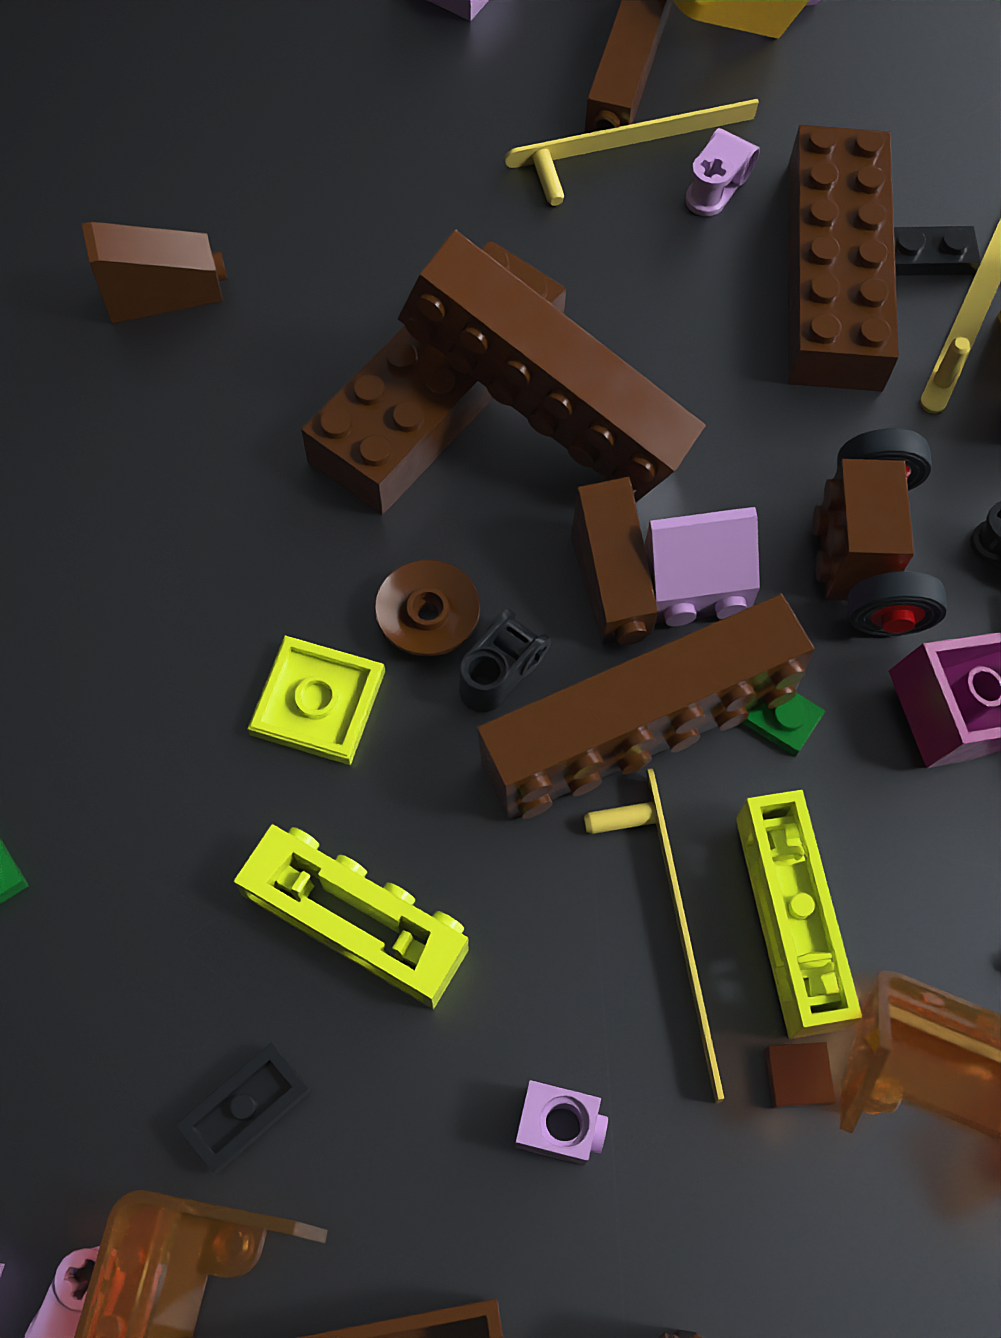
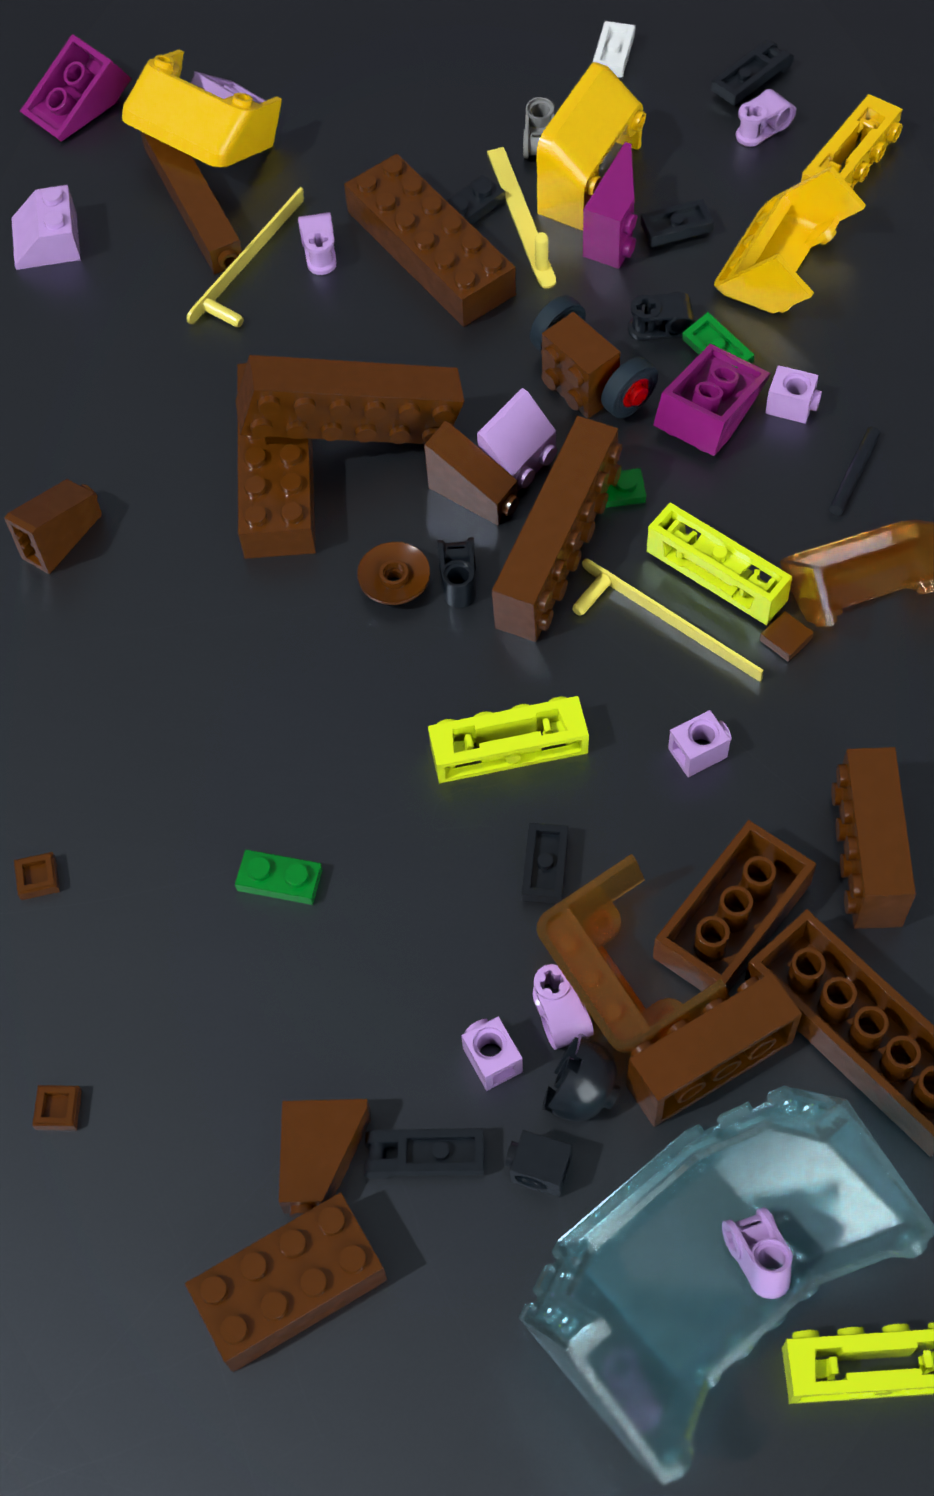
camera: 35 degrees left, 5 degrees down
(316, 700) = (379, 664): neon yellow tile -> none

